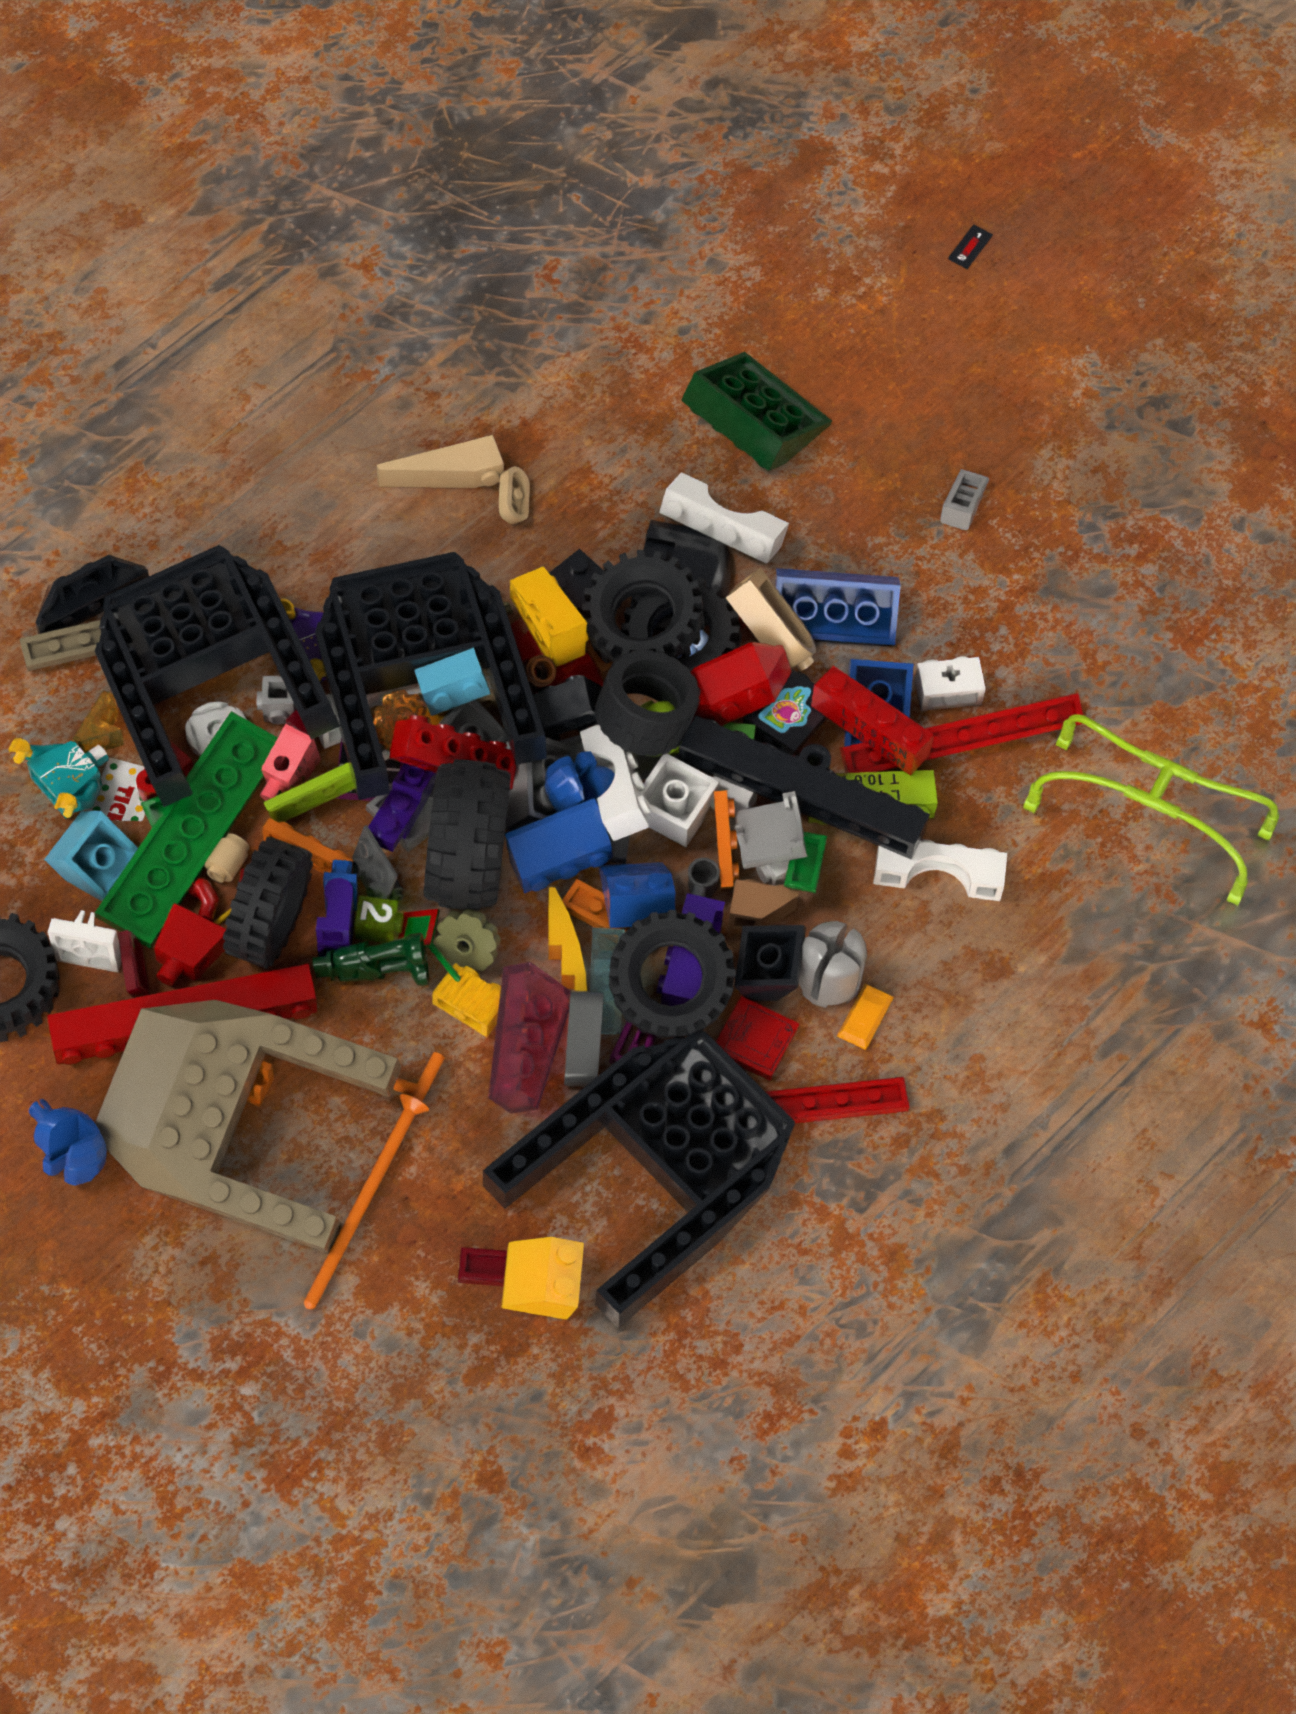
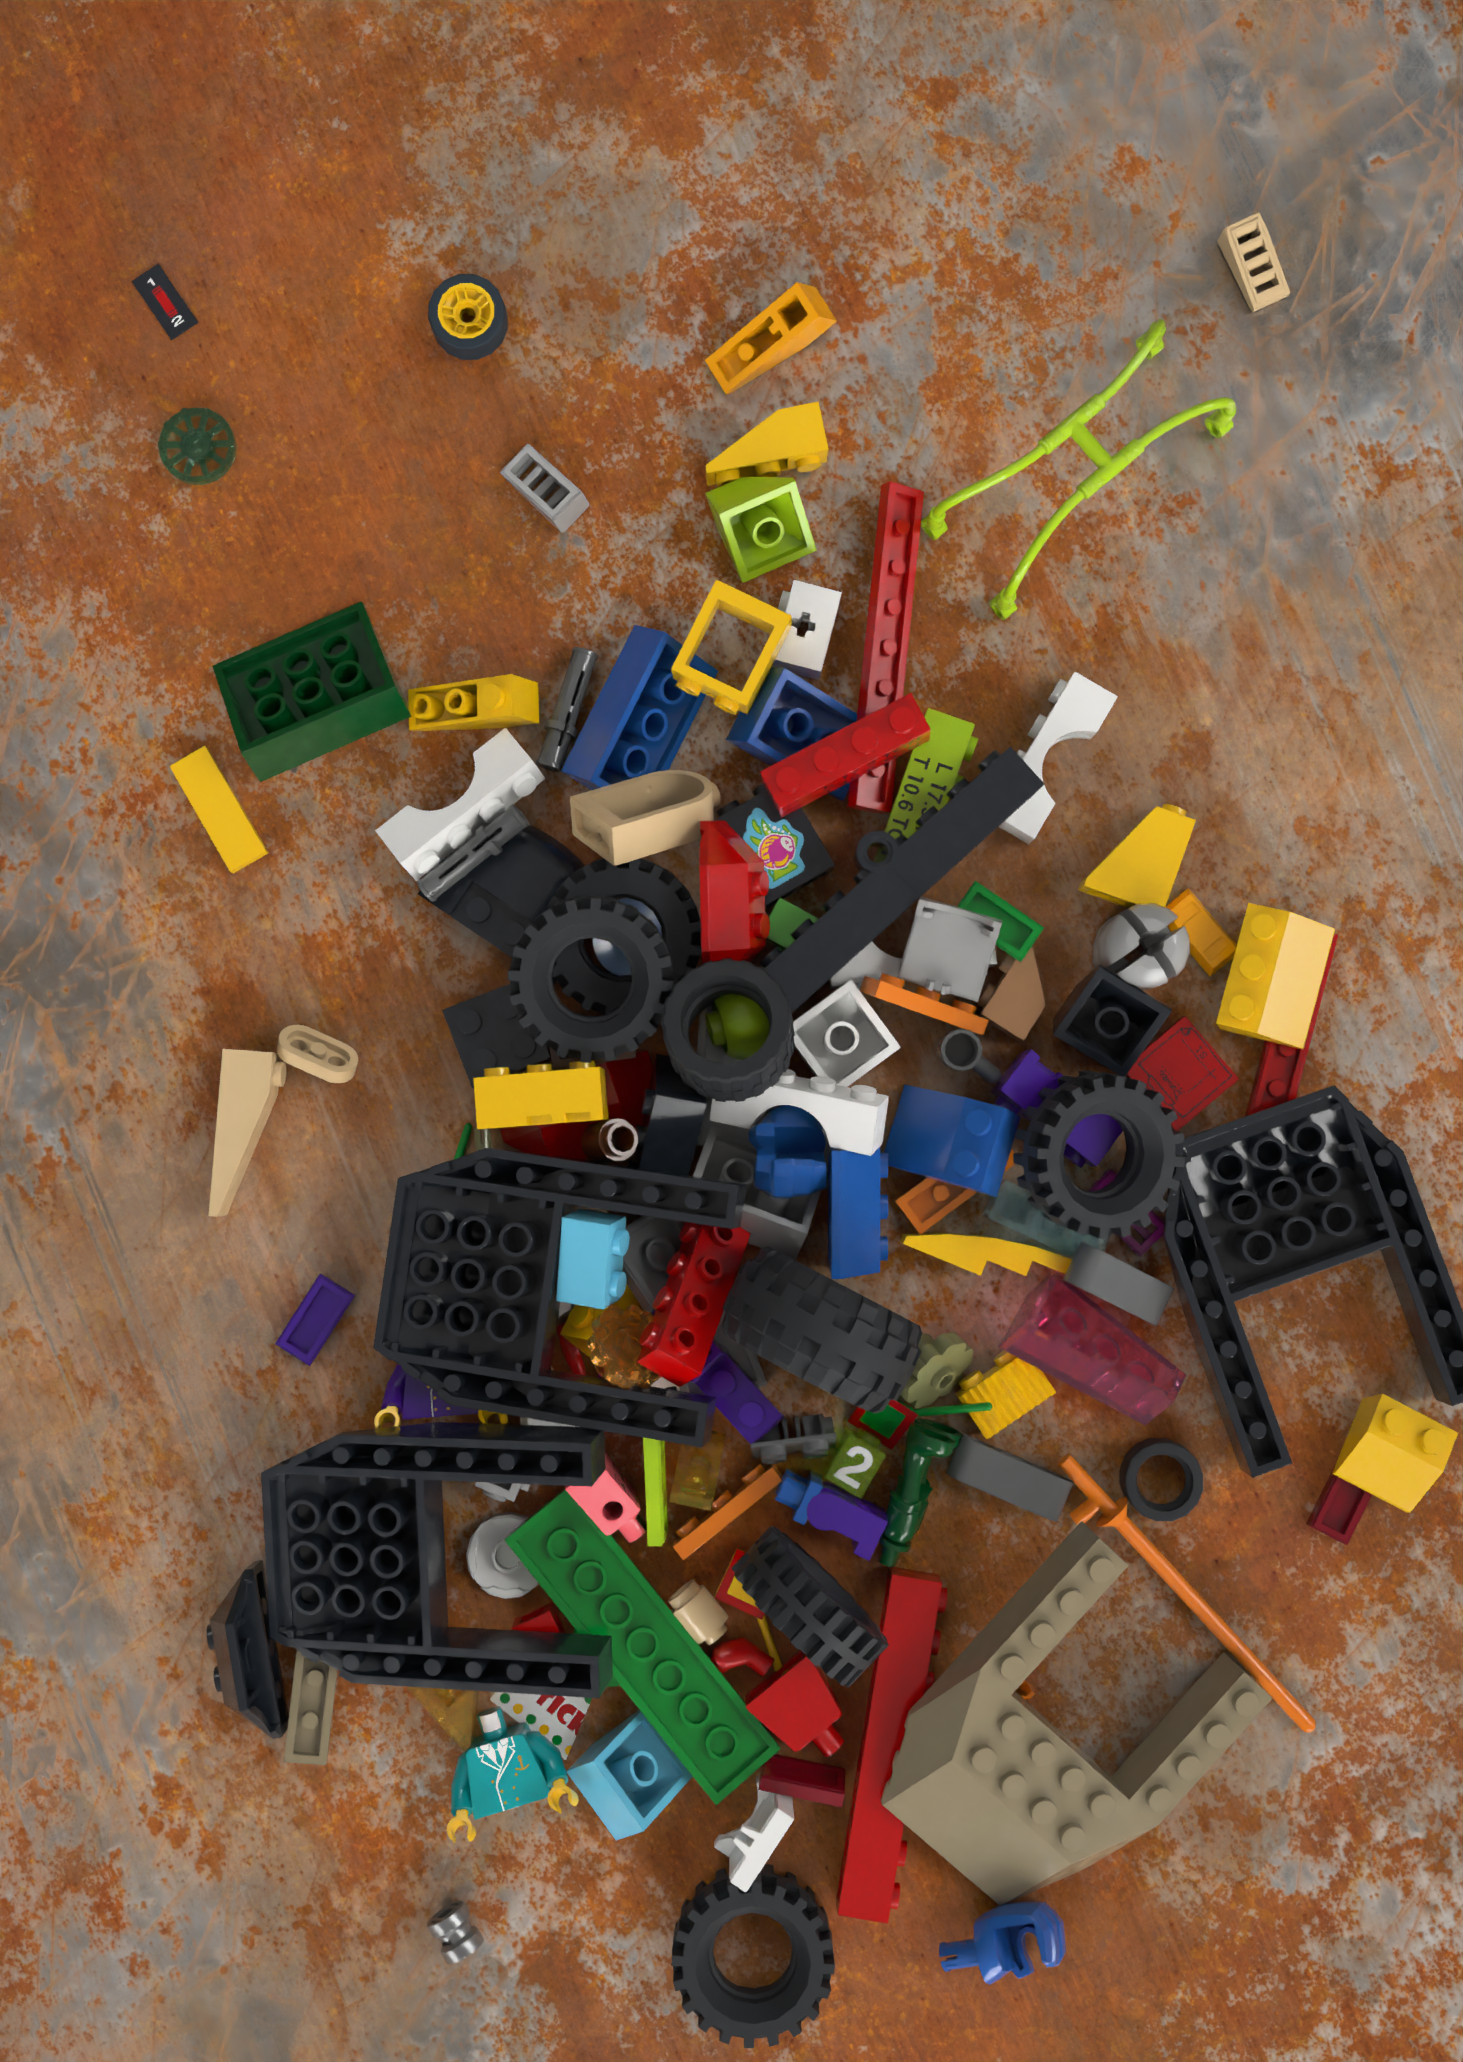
camera: 60 degrees left, 25 degrees up
(330, 820) = (698, 1473): none -> clear yellow slope
(331, 558) = (315, 1319): none -> dark purple tile
(410, 1024) = (1009, 1477): none -> dark grey beam
(446, 1105) = (1193, 1479): none -> black tyre
(650, 387) = (219, 809): none -> yellow tile
(705, 537) = (510, 823): none -> dark grey pin
(797, 506) = (475, 704): none -> yellow slope
(855, 559) = (562, 724): none -> dark grey pin
(856, 1064) = (1275, 976): none -> yellow slope
(885, 294) = (197, 446): none -> clear green wheel
(899, 953) = (1144, 861): none -> yellow slope
(910, 651) = (750, 611): none -> yellow window
(1006, 629) = (761, 523): none -> lime slope
(1049, 401) = (477, 298): none -> wheel
(1067, 620) = (781, 442): none -> yellow slope
(1142, 593) = (771, 337): none -> light orange slope

